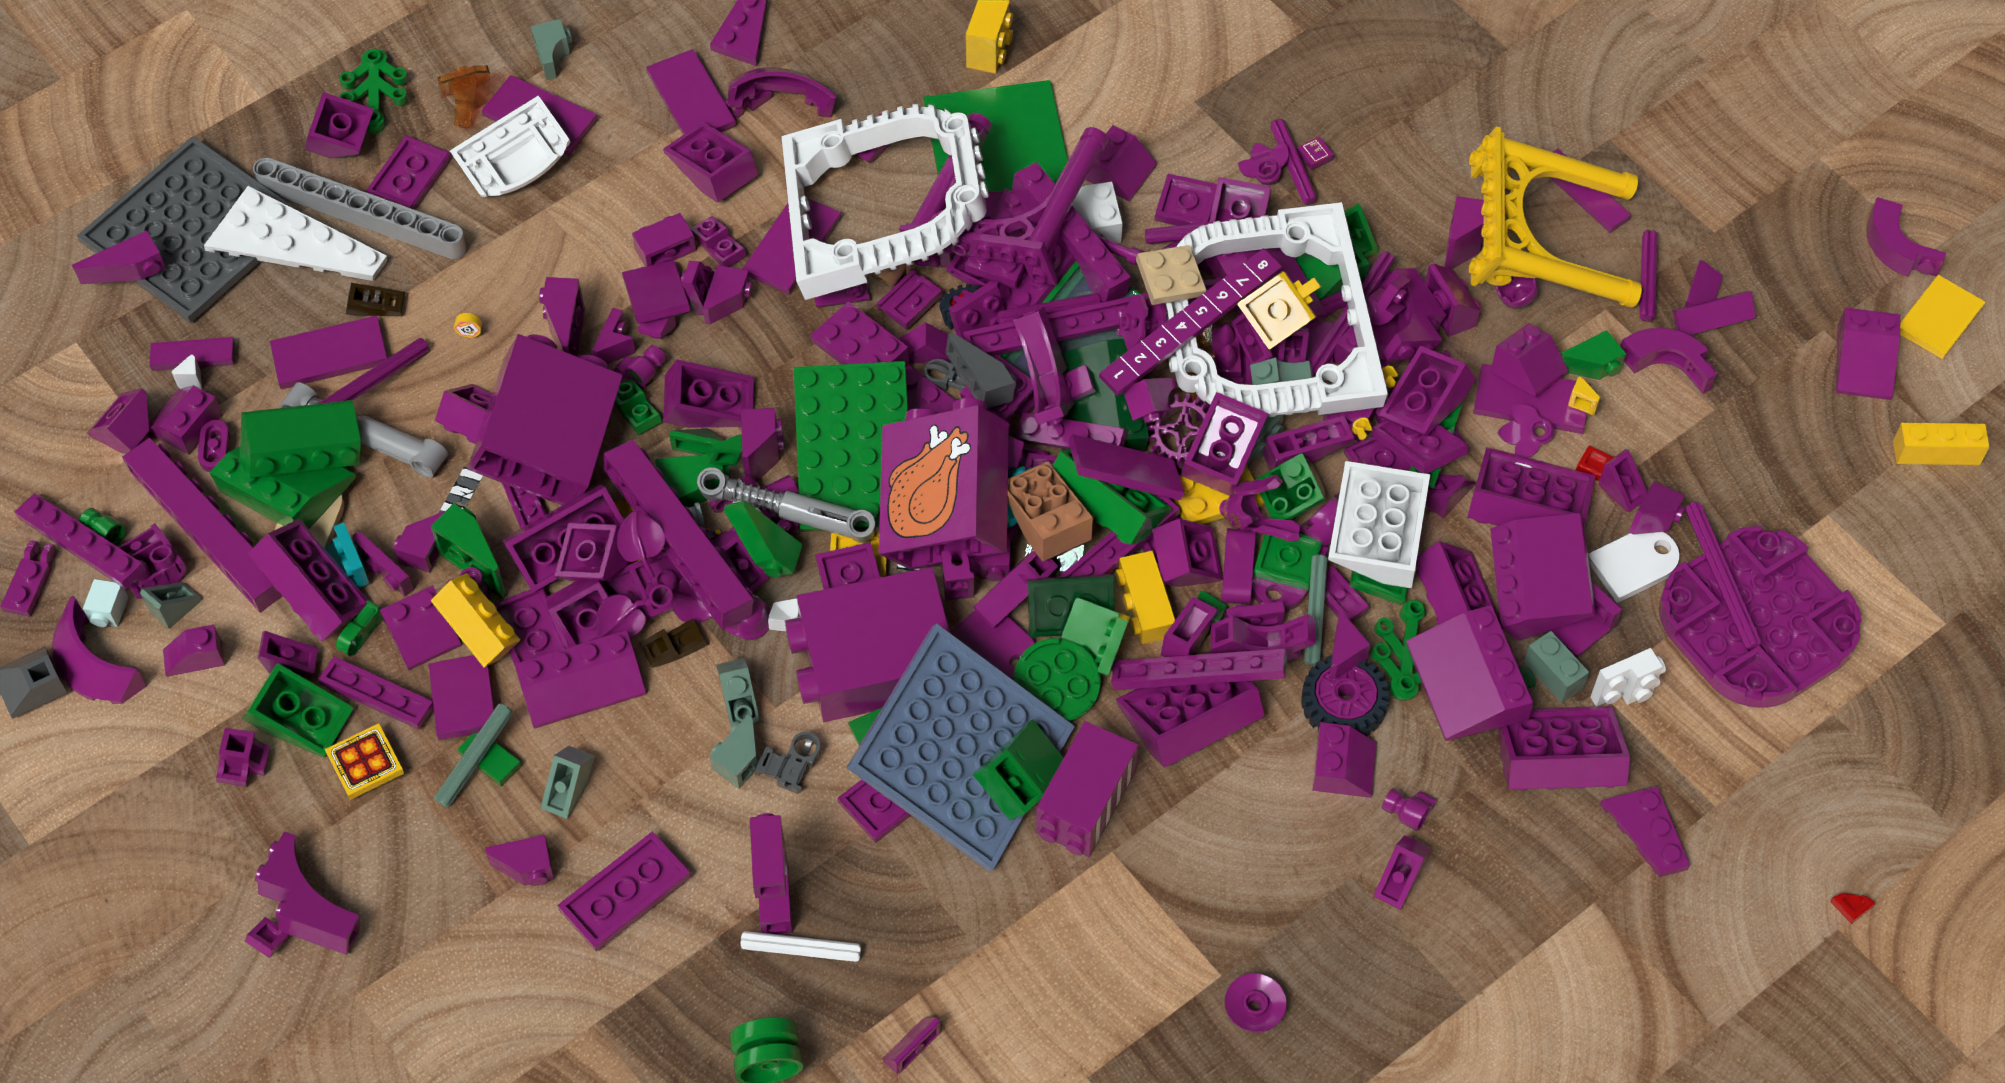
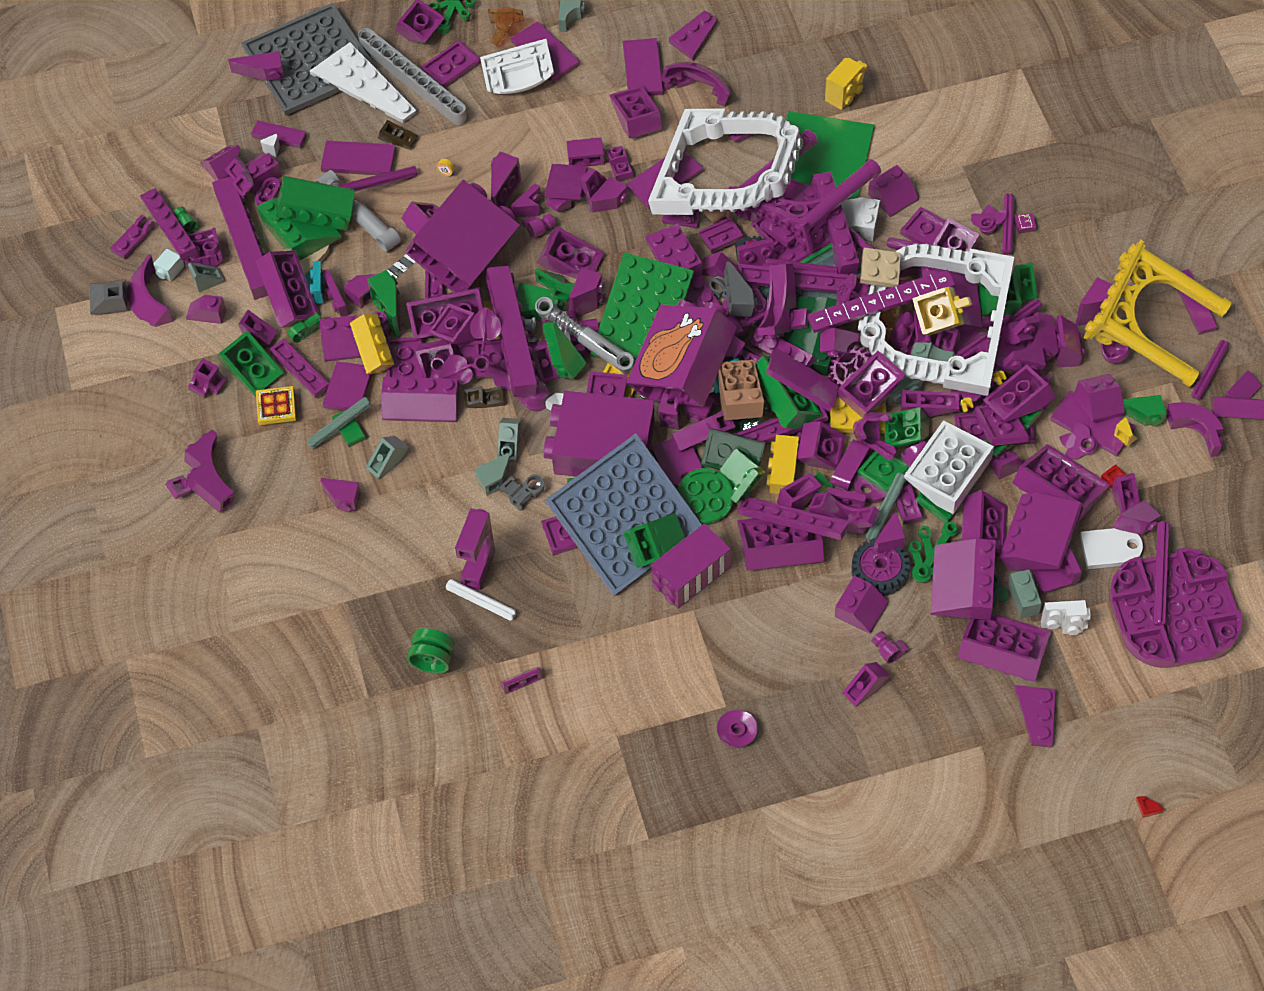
camera: 25 degrees right, 0 degrees up
(165, 433) = (242, 179): none -> magenta slope
(624, 891) = (392, 531): magenta plate -> none
(635, 408) = (524, 248): green slope -> none

